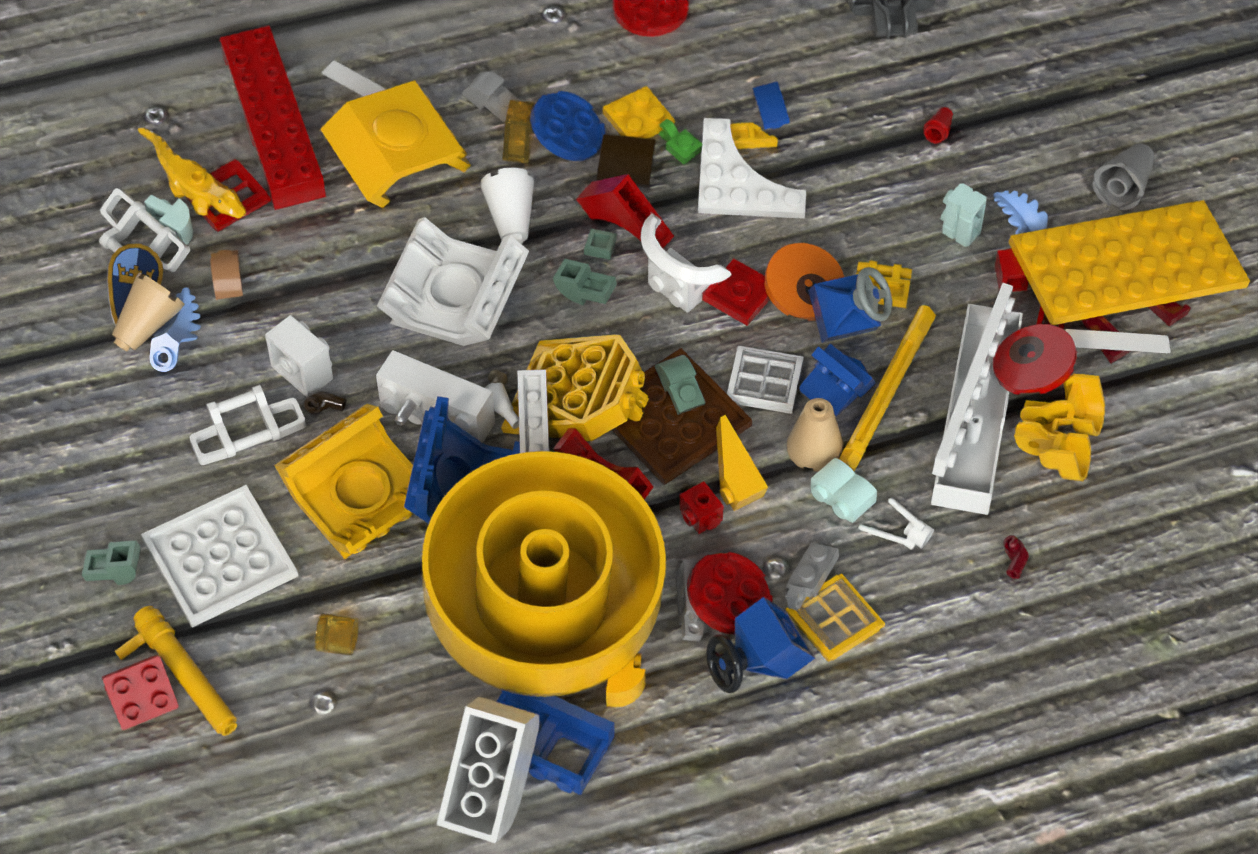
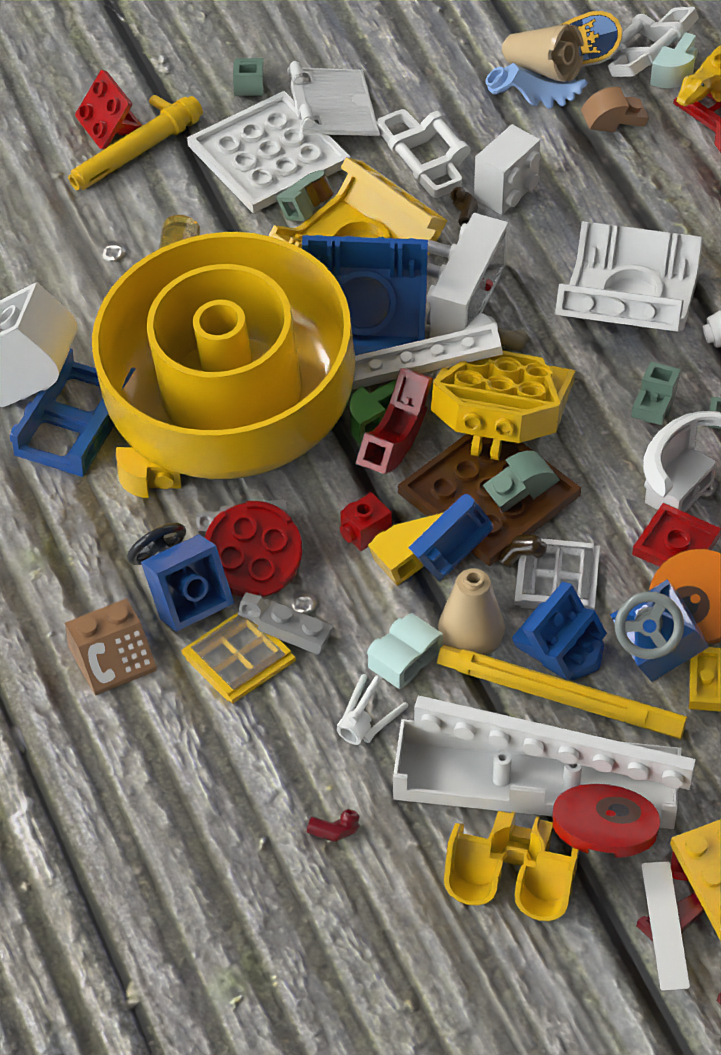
camera: 85 degrees right, 5 degrees down
(162, 495) = (334, 98): none -> white window
(297, 531) = (305, 195): none -> sand green leg
(743, 393) = (523, 545): none -> dark brown arm
(748, 430) = (452, 537): none -> blue container
(826, 712) = (110, 646): none -> medium nougat slope

